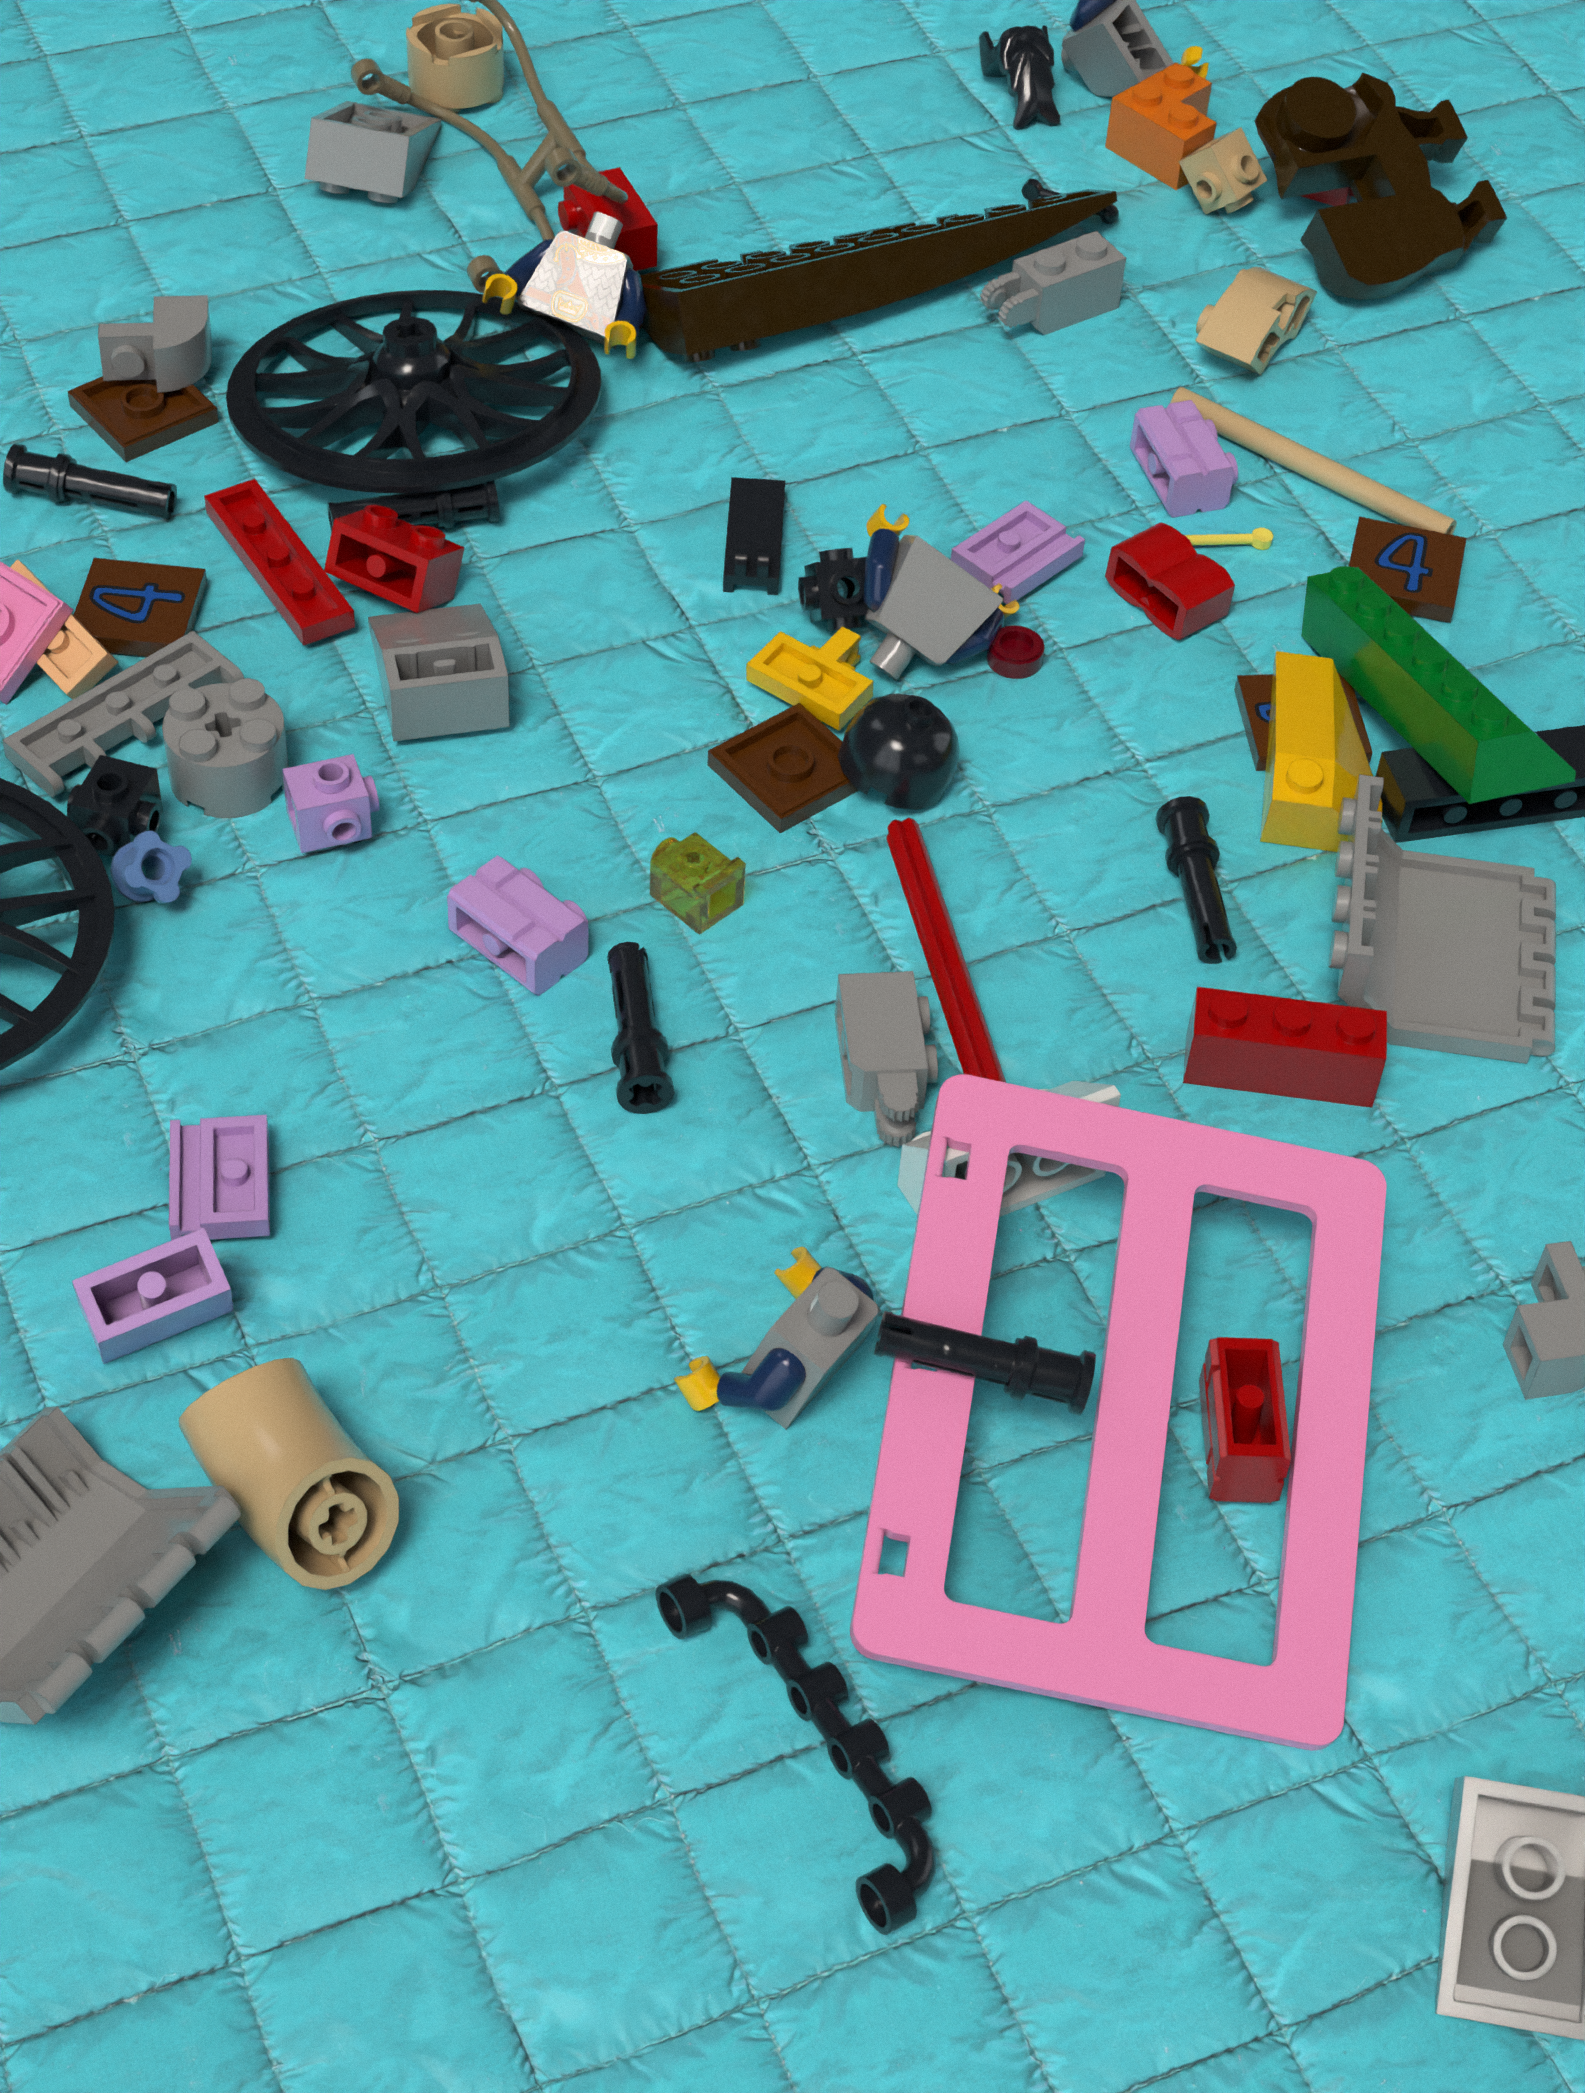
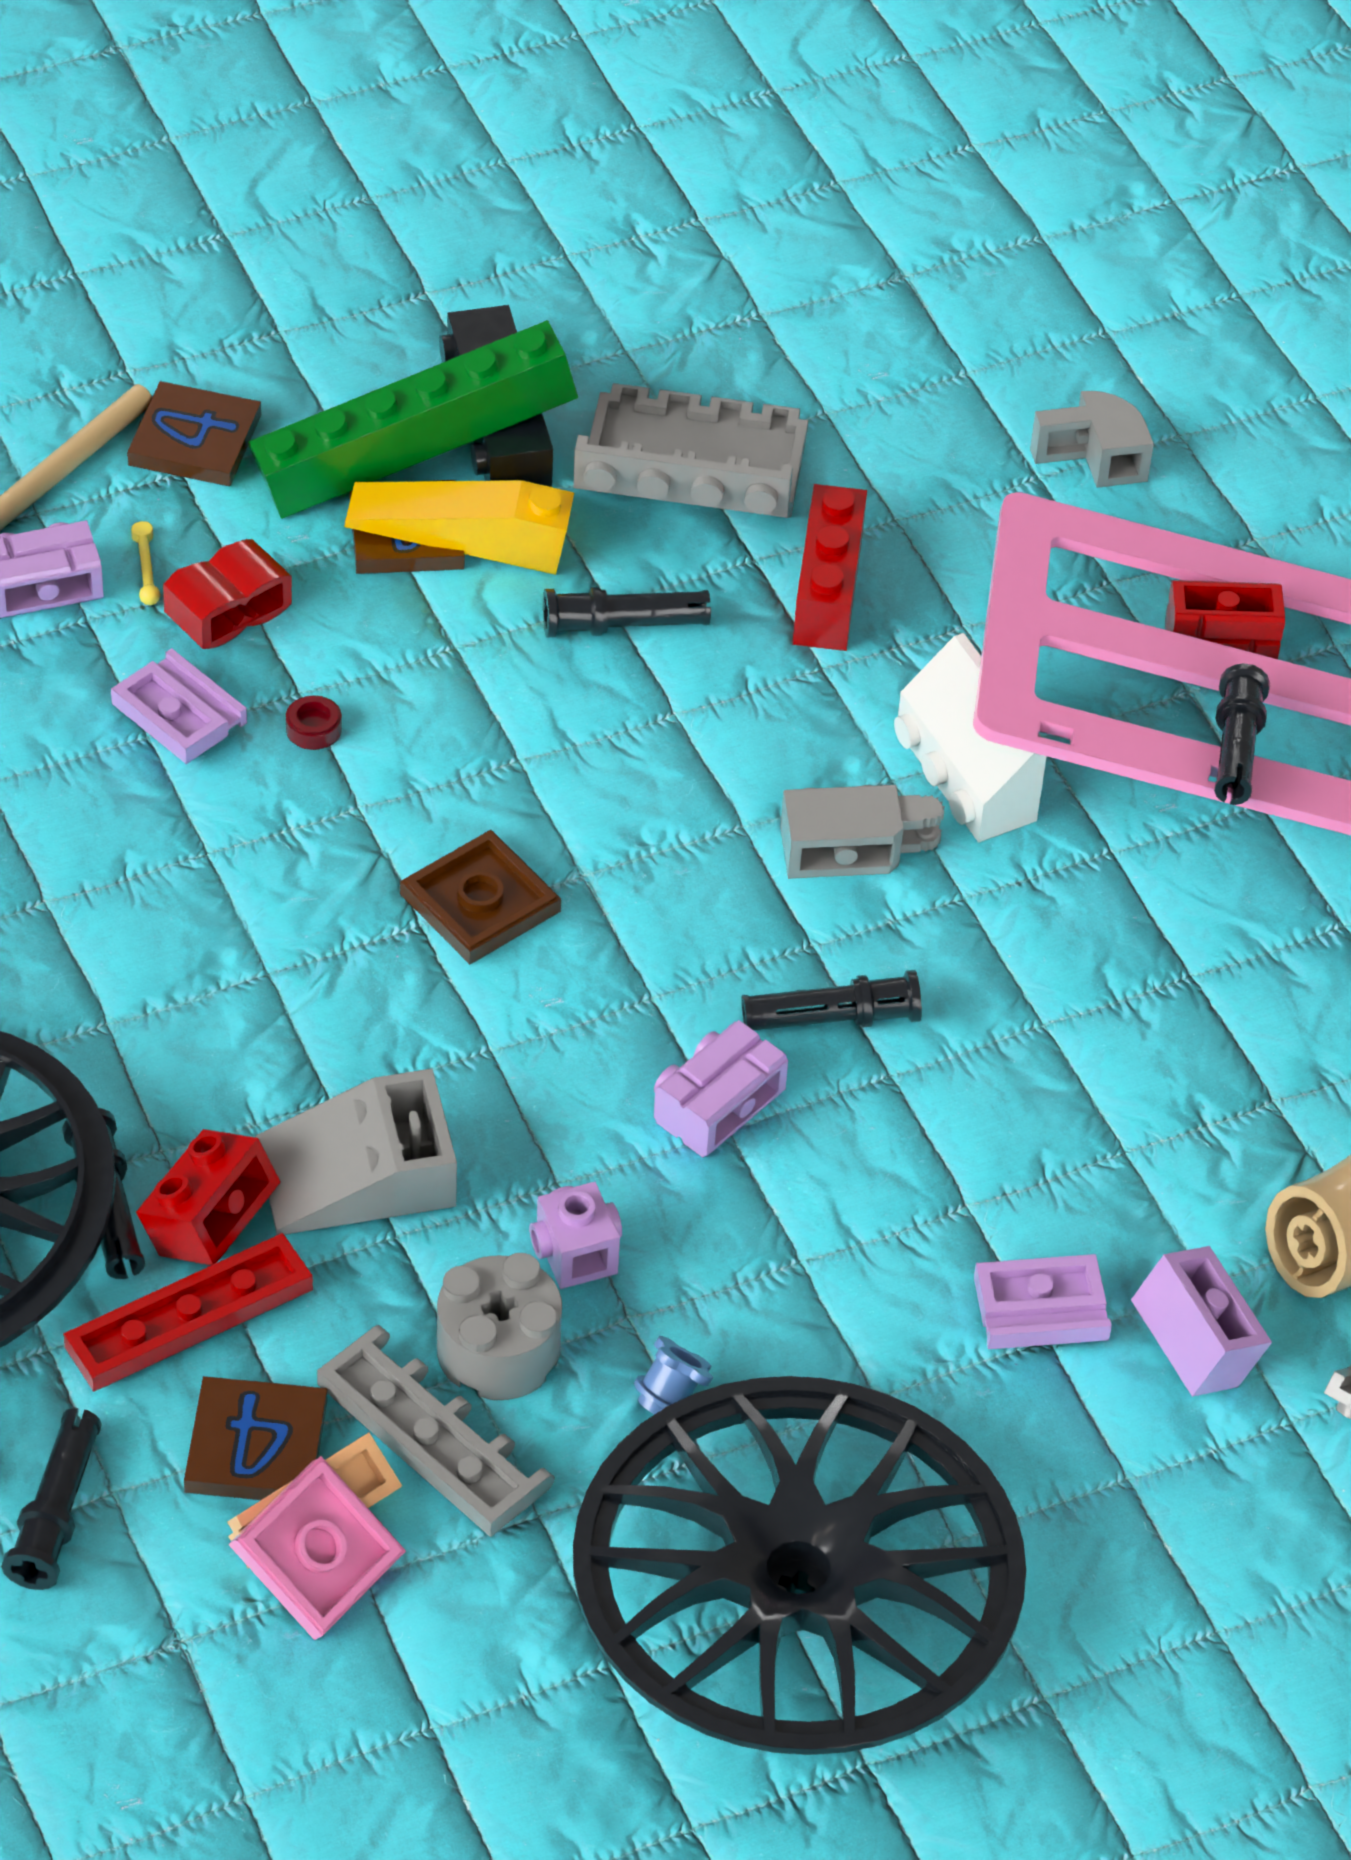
camera: 90 degrees left, 0 degrees up
(116, 803) = (593, 1407): black brick -> none
(696, 881) = (653, 957): clear yellow brick -> none
(754, 534) = (138, 916): black hinge -> none
(798, 1351) = (1188, 876): torso -> none
(814, 676) = (363, 869): yellow hinge -> none
(820, 593) = (253, 829): black brick -> none
(901, 749) = (483, 796): black cylinder -> none
(925, 601) = (294, 755): light grey torso -> none
(943, 951) = (720, 791): red axle -> none

